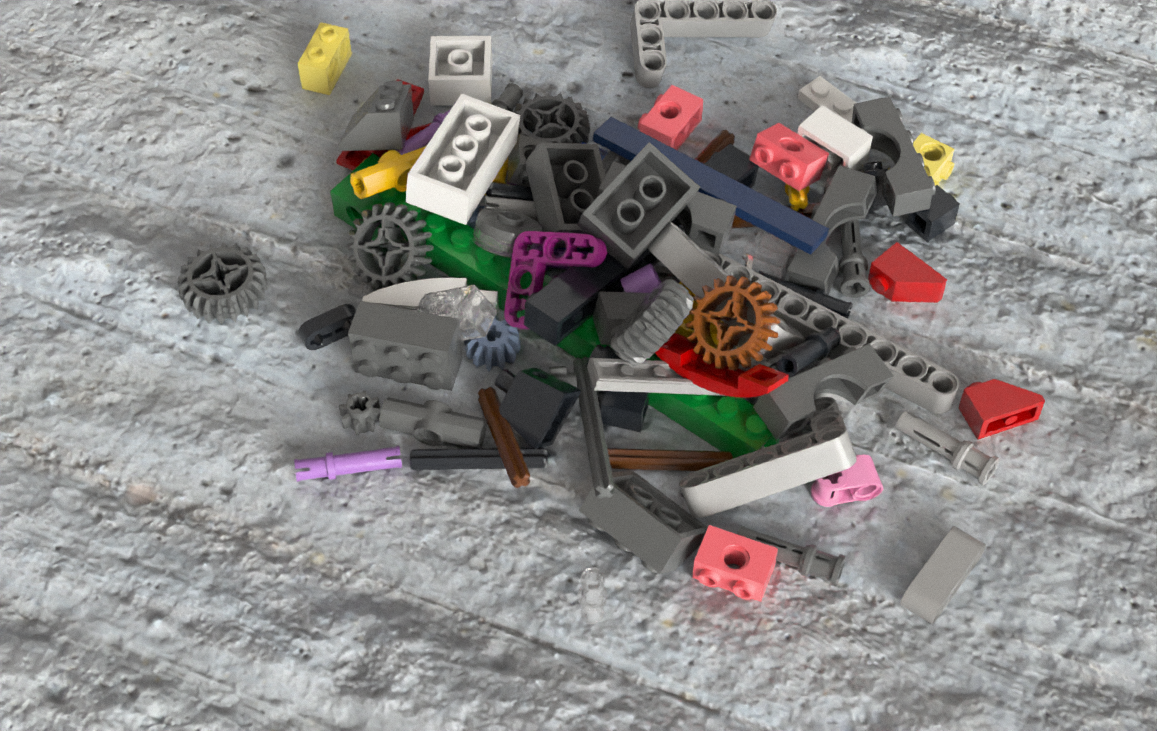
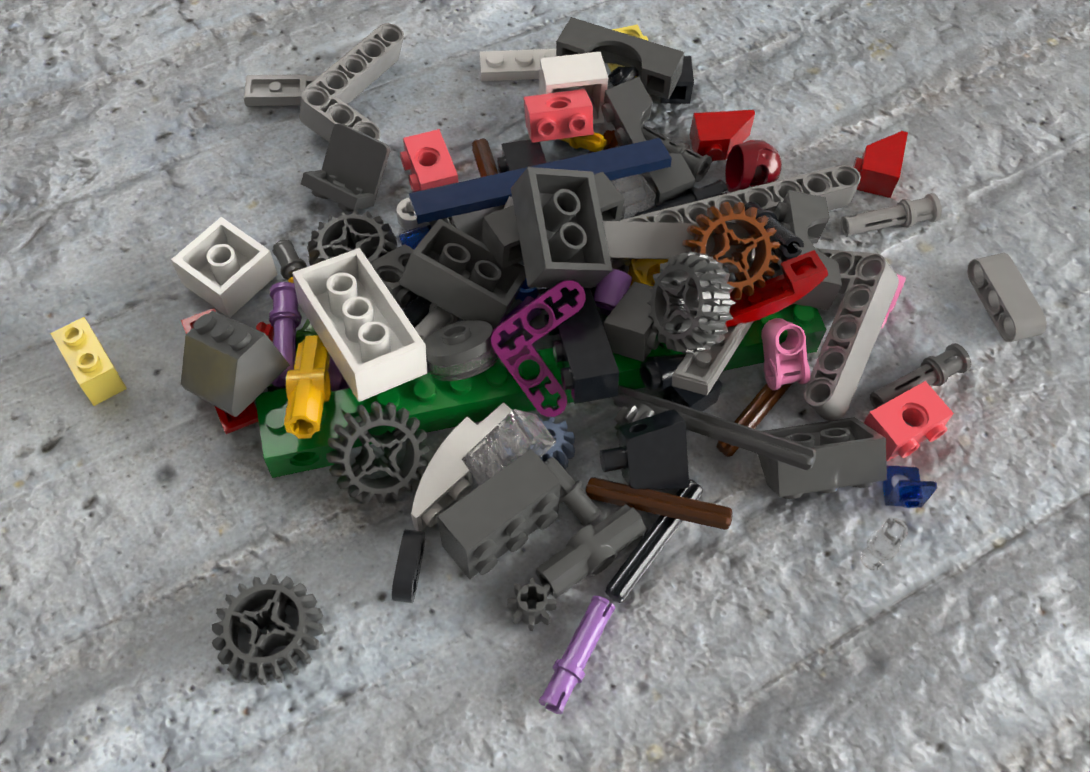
camera: 55 degrees left, 5 degrees up
(464, 377) = (573, 495): none -> dark grey axle
(610, 84) = (350, 169): none -> dark grey bracket
(666, 602) = (907, 493): none -> clear blue bracket
(698, 439) = (784, 361): none -> bright pink piece
(892, 312) = (752, 164): none -> dark red helmet

